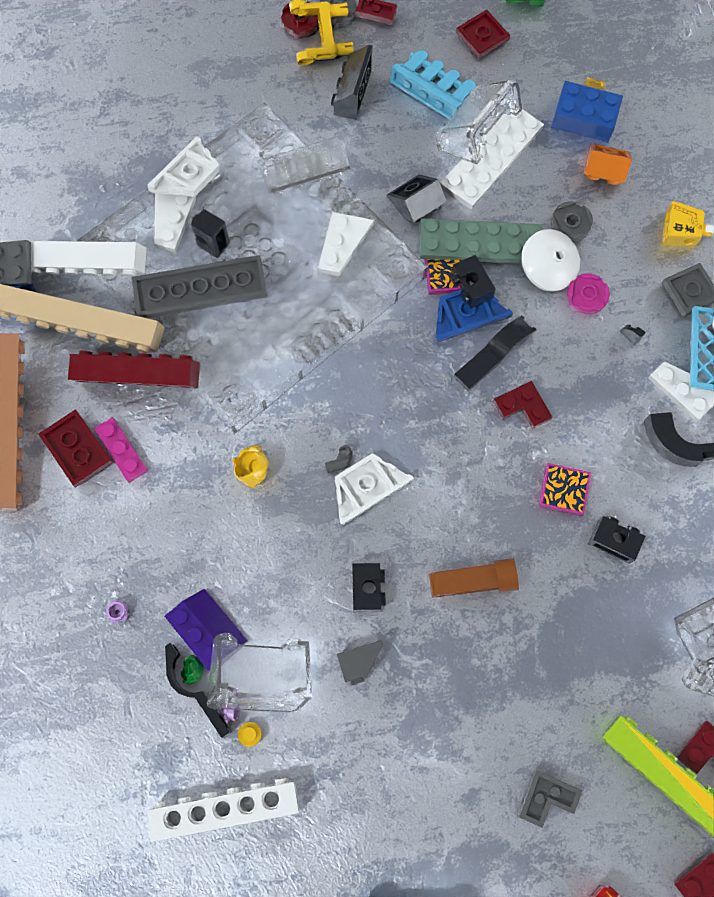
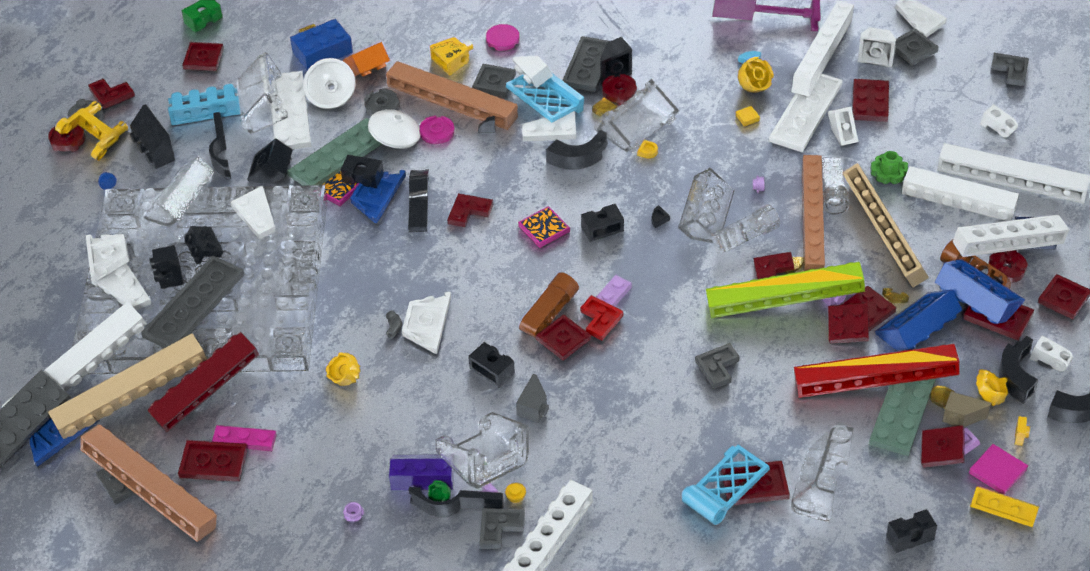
camera: 45 degrees left, 25 degrees down
(201, 746) = (496, 521): none -> dark grey plate
(269, 233) = (202, 242): none -> black bracket
(282, 92) = (107, 180): none -> blue plate
(399, 138) = (217, 146): none -> black piece
(453, 623) = (563, 337): none -> dark red plate
(512, 639) = (604, 317): none -> red plate
(544, 148) = (322, 76): none -> white dish
(546, 621) = (614, 290): none -> lavender plate
(638, 272) = (451, 94): none -> nougat brick
(674, 583) = (659, 217): none -> black tile

